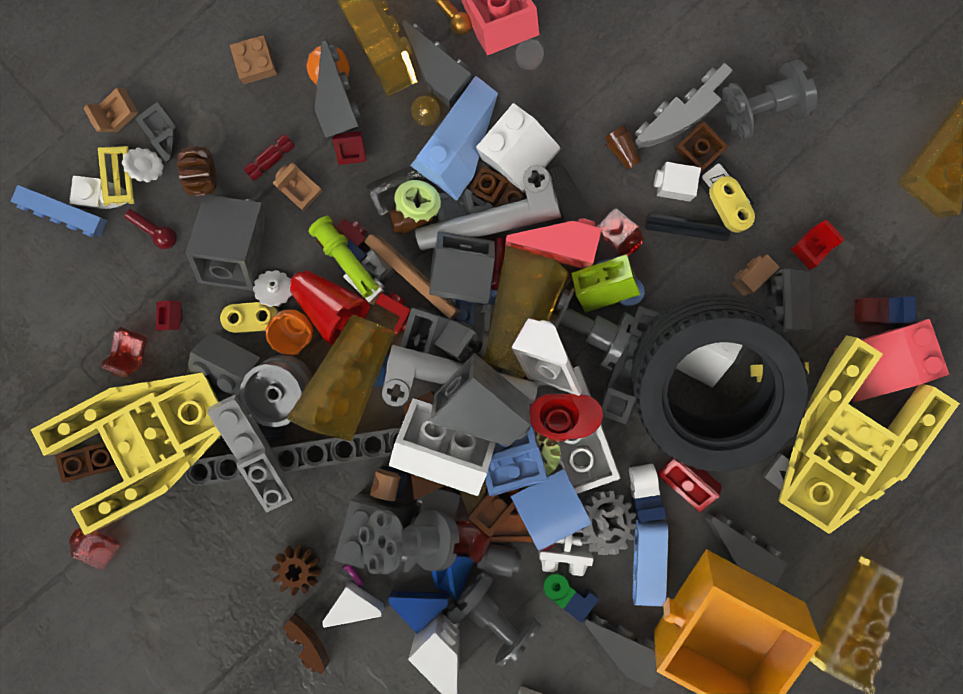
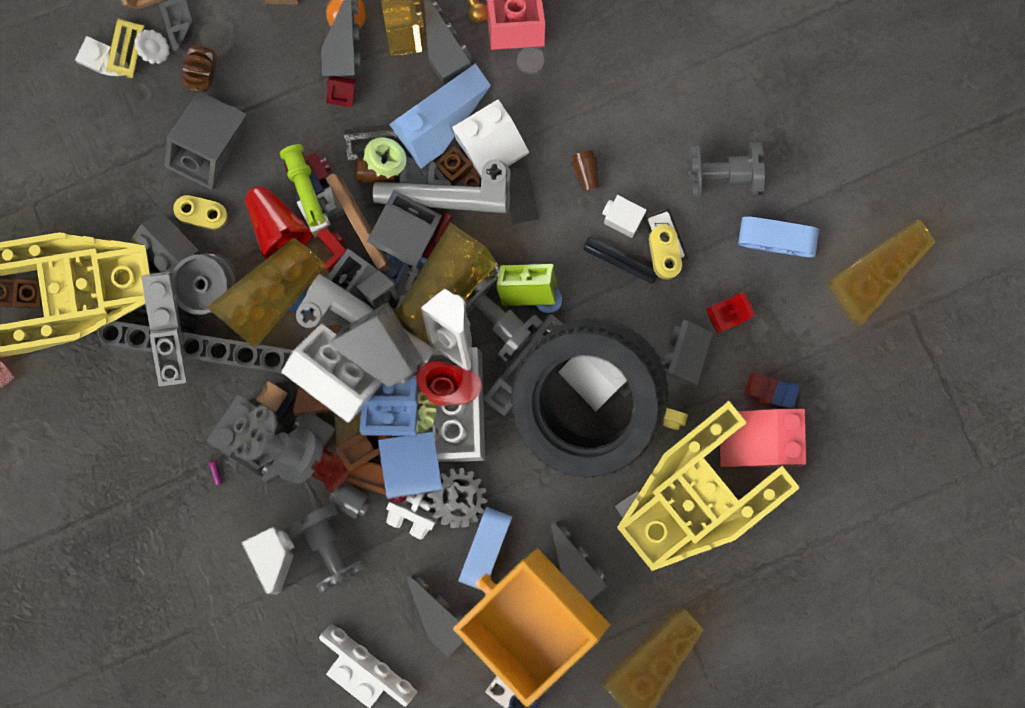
camera: 15 degrees right, 5 degrees down
(58, 211) = (62, 63): medium blue piece -> none
(125, 353) = (80, 207): clear red bracket -> none
(162, 237) = (147, 116): dark red bar -> none
(168, 315) = (129, 187): dark red plate -> none
(269, 157) = (266, 76): dark red axle -> none
(272, 288) = (229, 193): white piece -> none
(289, 332) = (232, 236): orange hair -> none
(289, 579) = (172, 456): reddish brown gear -> none
(297, 186) = (282, 110): medium nougat bracket -> none
(314, 654) = (155, 527): reddish brown slope -> none
(353, 606) = (204, 497): white slope -> none
(418, 607) = (263, 518): blue slope -> none
(425, 111) = (420, 80): clear yellow tile -> none
(452, 580) = (304, 497): blue slope -> none
(566, 242) = (500, 235): coral slope -> none
(567, 596) = (395, 545): leg -> none
(621, 233) = (558, 245): clear red bracket -> none
(646, 493) = (502, 484): leg -> none
(682, 115) = (642, 160): light grey slope -> none
(691, 483) = (547, 489): red slope -> none
(701, 147) = (655, 193): reddish brown piece -> none
(756, 273) = (665, 321): medium nougat piece -> none
(838, 151) = (778, 236): none -> light blue beam

